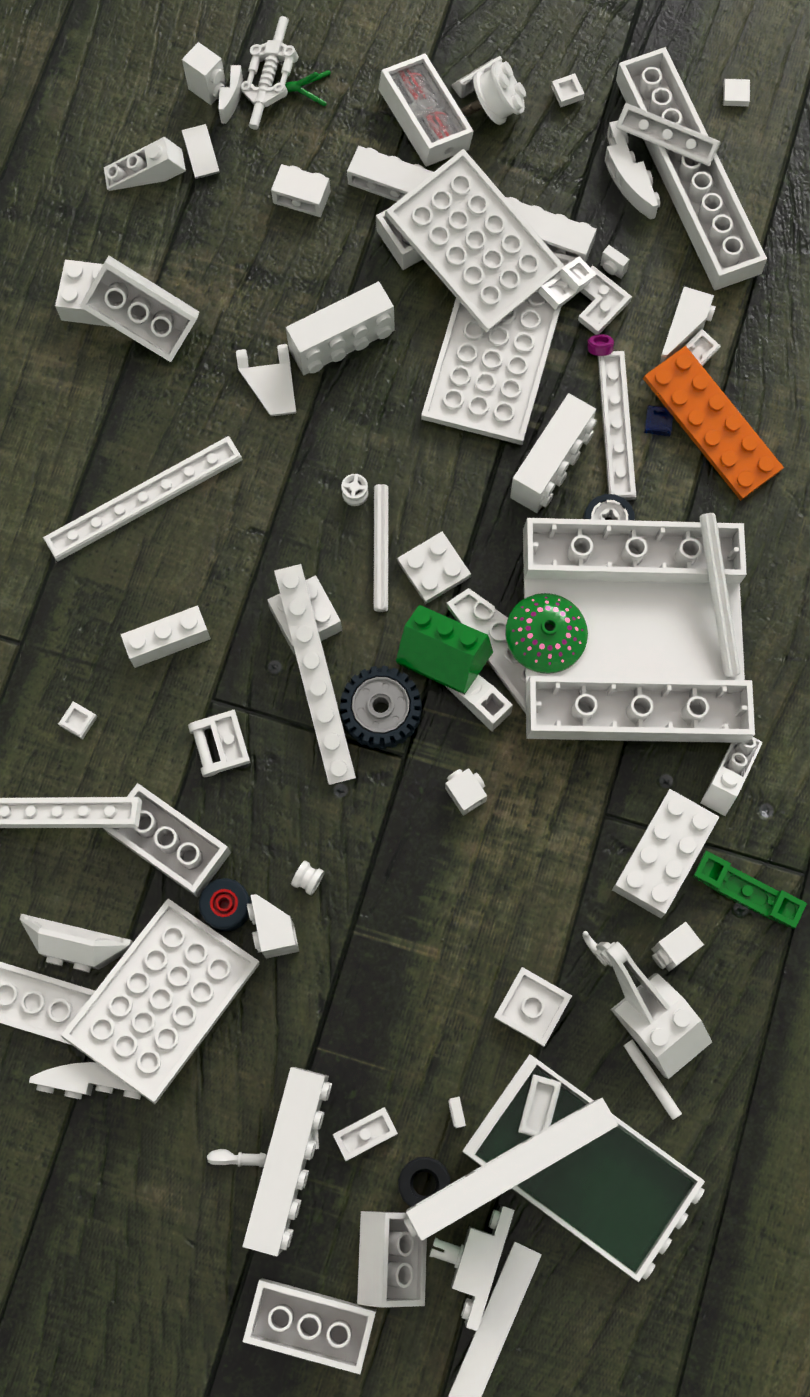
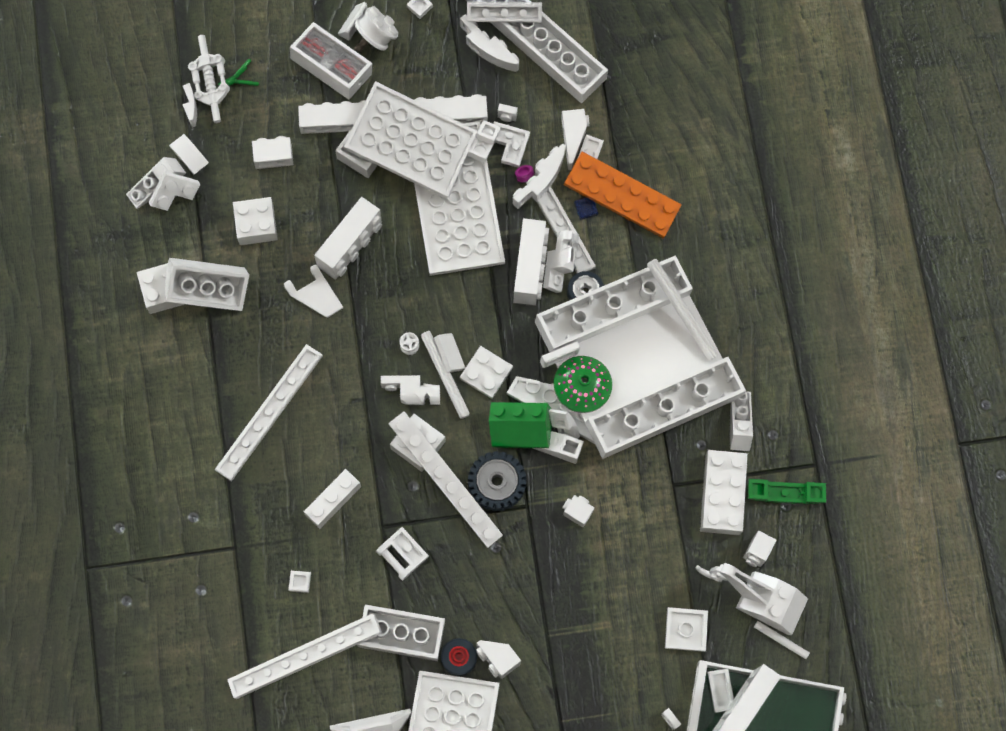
camera: 30 degrees left, 0 degrees up
(161, 176) = (171, 185): none -> white plate
(204, 73) = (167, 99): white brick -> none
(239, 261) = (255, 221): none -> white brick
(307, 878) = (503, 614): white wheel -> none
(330, 547) = (411, 389): none -> white plate
(399, 523) = (449, 352): none -> white tile
(499, 671) = (564, 423): none -> white slope
(534, 582) = (560, 354): none -> white tile
(593, 470) = (560, 260): none -> white plate
(626, 356) = (546, 173): none -> white slope

